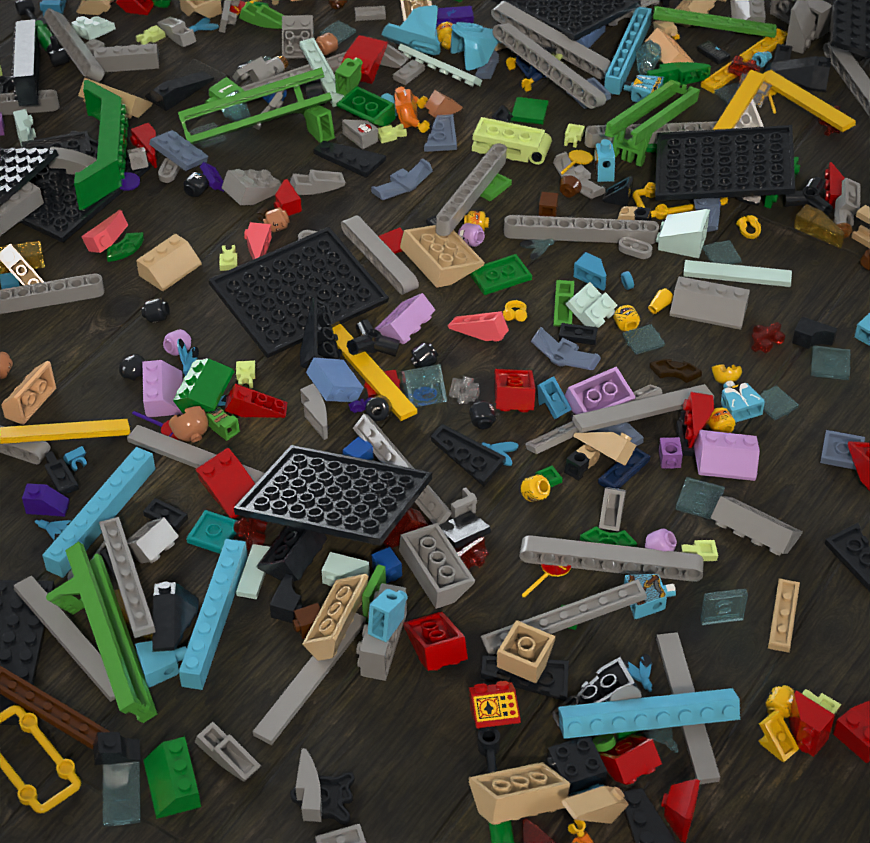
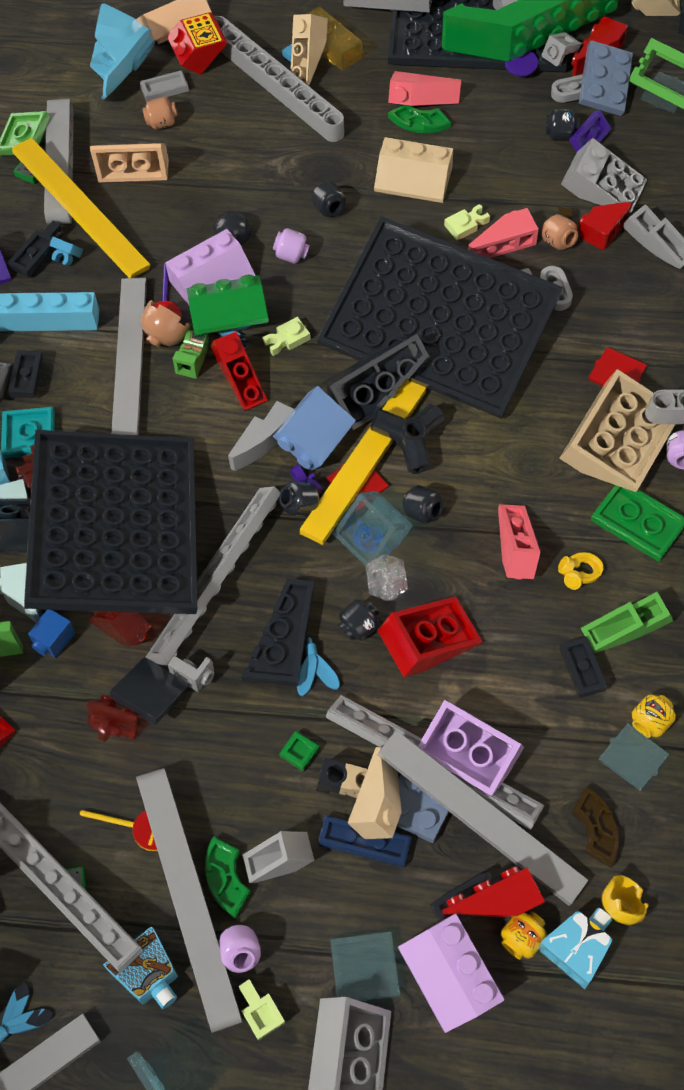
camera: 65 degrees right, 15 degrees up
(186, 358) = (271, 270): dark azure piece -> none
(225, 480) = (96, 401): red slope -> none
(360, 449) = (215, 514): blue brick -> none
(379, 255) = (574, 368): light grey beam -> none
(406, 318) = (472, 452): lavender slope -> none
(435, 564) = (67, 685): light grey slope -> none
(535, 488) = (257, 743): yellow head -> none
(551, 394) = (433, 690): dark azure slope -> none
(564, 352) = (533, 664): sand blue plate -> none
(591, 306) = (641, 659): light aqua plate -> none
(670, 452) = (424, 877): medium lavender brick -> none
(778, 403) = (618, 999): clear light blue piece -> none

